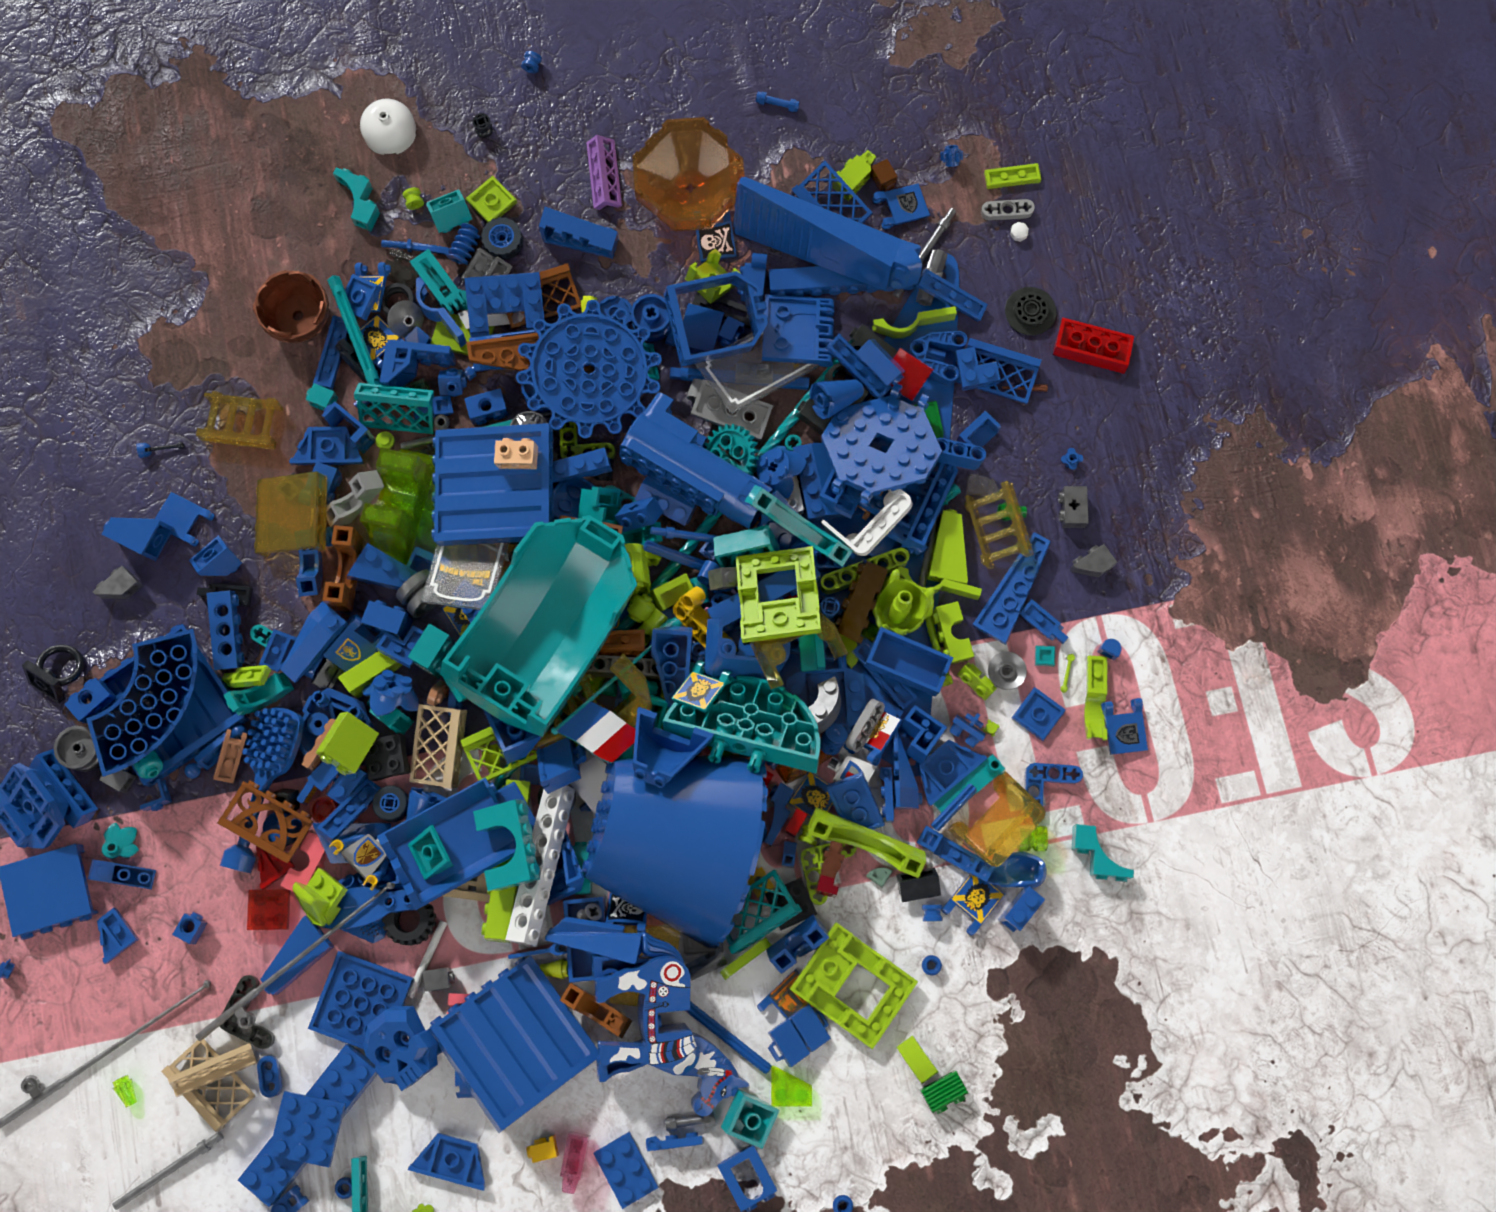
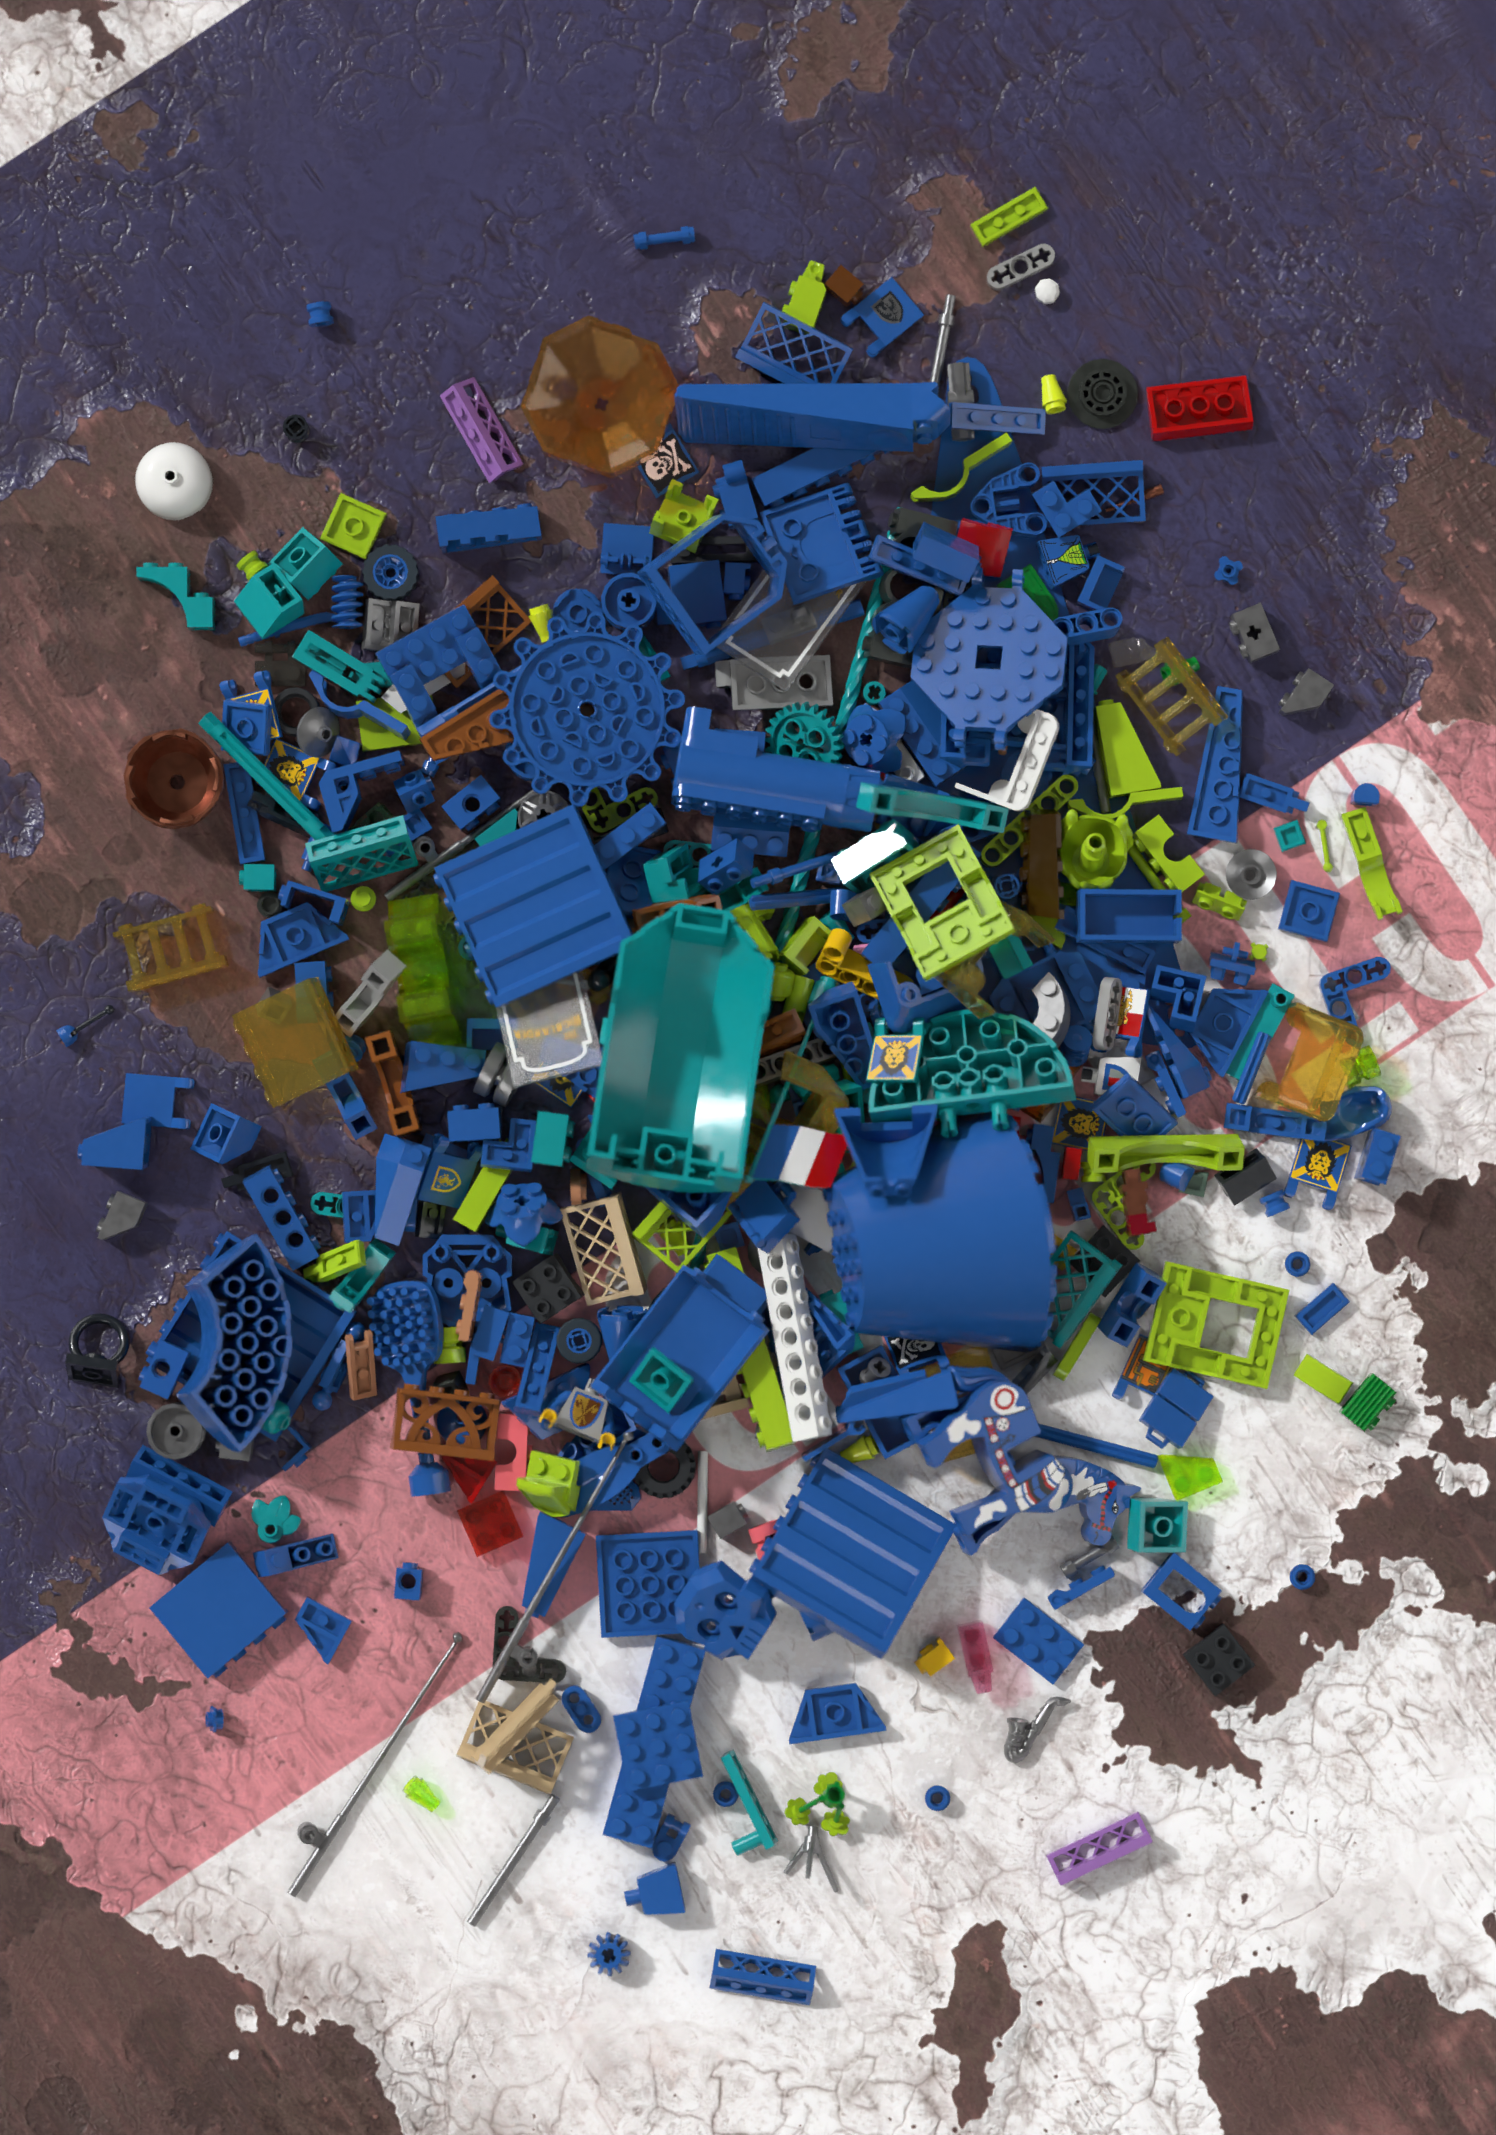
camera: 25 degrees left, 10 degrees up
(297, 772) = (452, 1348): none -> lime wheel
(318, 420) = (269, 905): none -> pearl dark grey plate
(347, 743) = (501, 1293): lime brick -> none
(412, 222) = (269, 601): none -> teal slope
(516, 454) = (552, 861): light nougat brick -> none
(523, 865) = (779, 1349): teal arch -> none
(602, 1013) = (921, 1476): dark orange arch -> none
(660, 279) = (625, 548): none -> blue hinge
(868, 862) = (1176, 1175): none -> blue brick
(937, 1006) = (1322, 1308): none -> blue tile
(951, 155) = (921, 223): blue gear -> none
(961, 406) = (1065, 558): none -> torso
(995, 299) = (1052, 395): none -> neon yellow cone
(1085, 840) = (1422, 1041): teal arch -> none
(1125, 731) = (1422, 888): blue flag -> none

